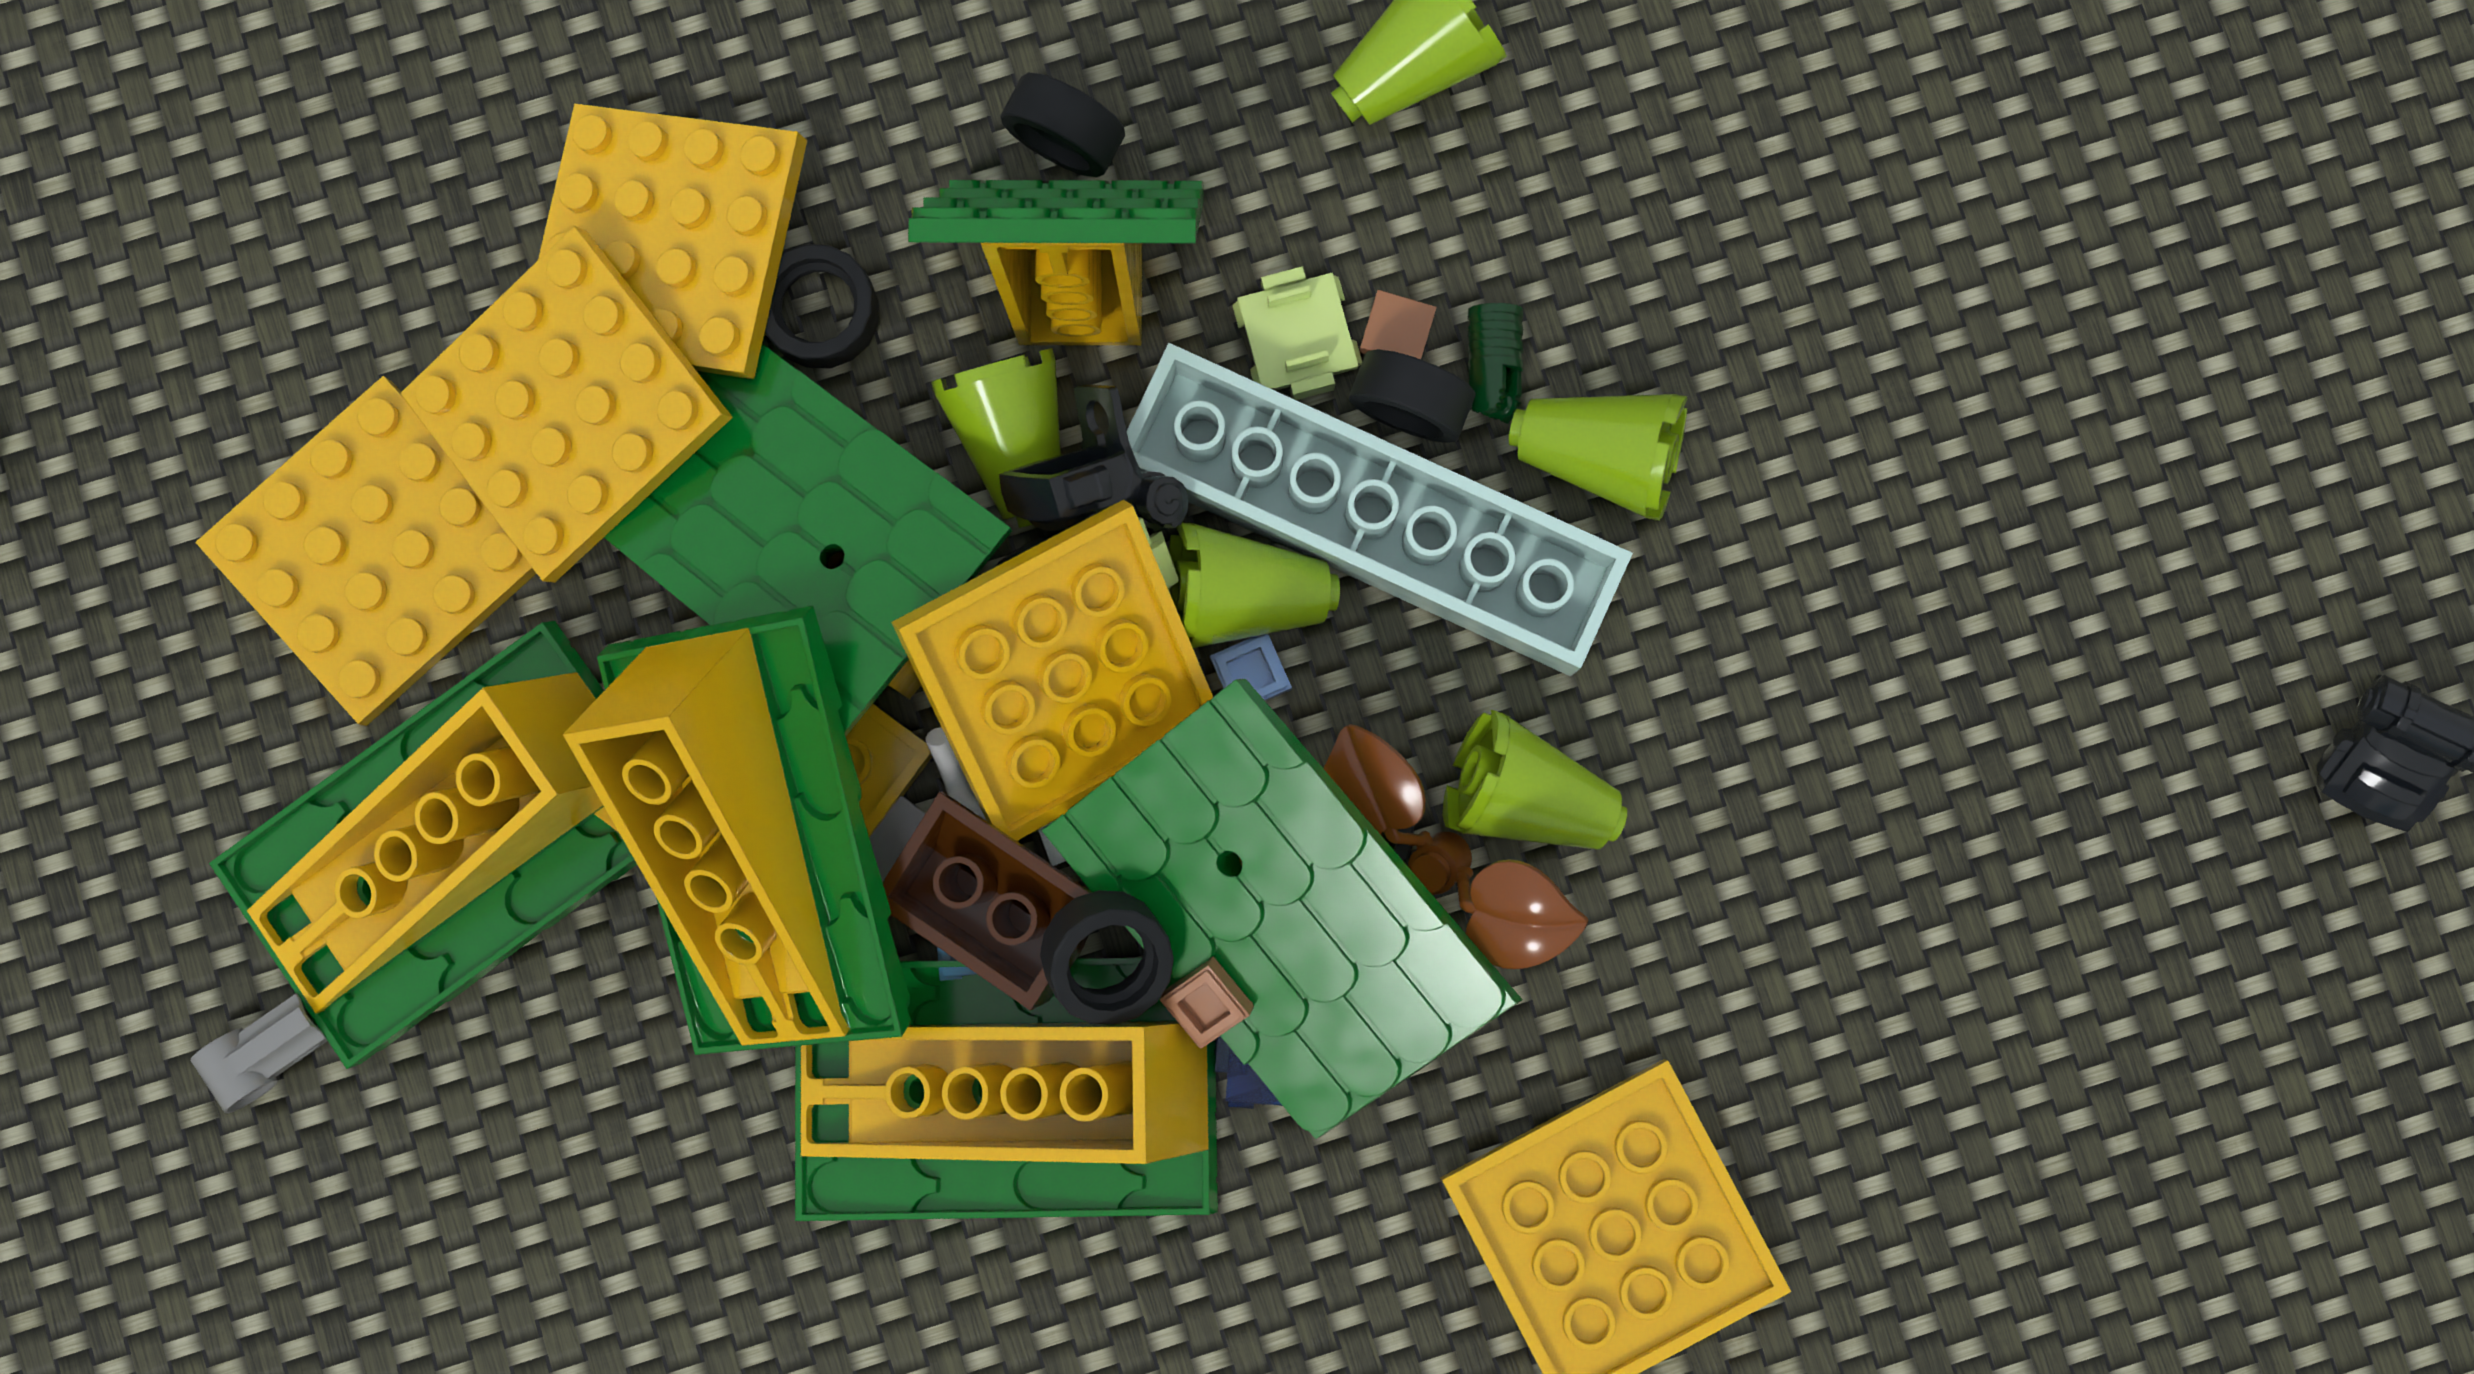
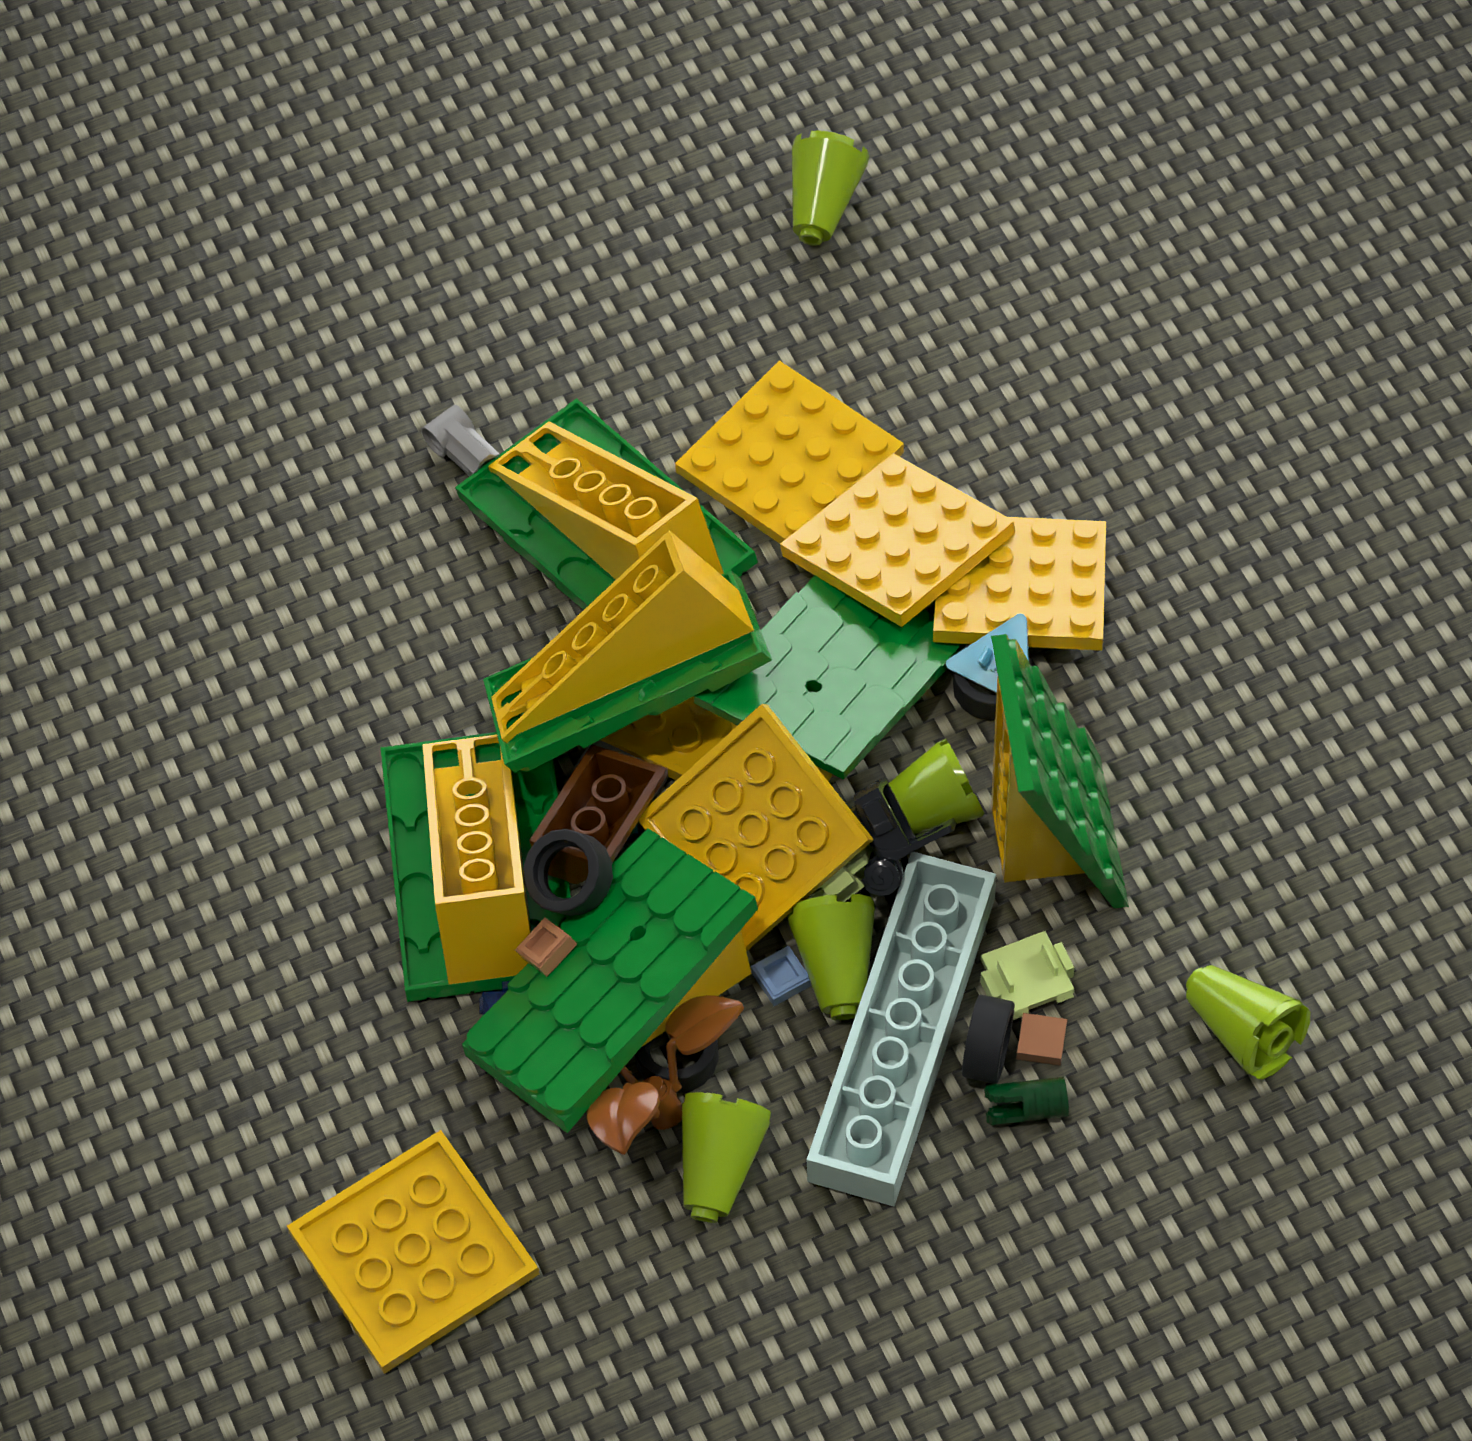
camera: 85 degrees right, 25 degrees down
(808, 287) = (978, 659): none -> medium azure piece
(1063, 124) = (1141, 798): black tyre -> none
(1606, 445) = (974, 1181): lime cone -> none

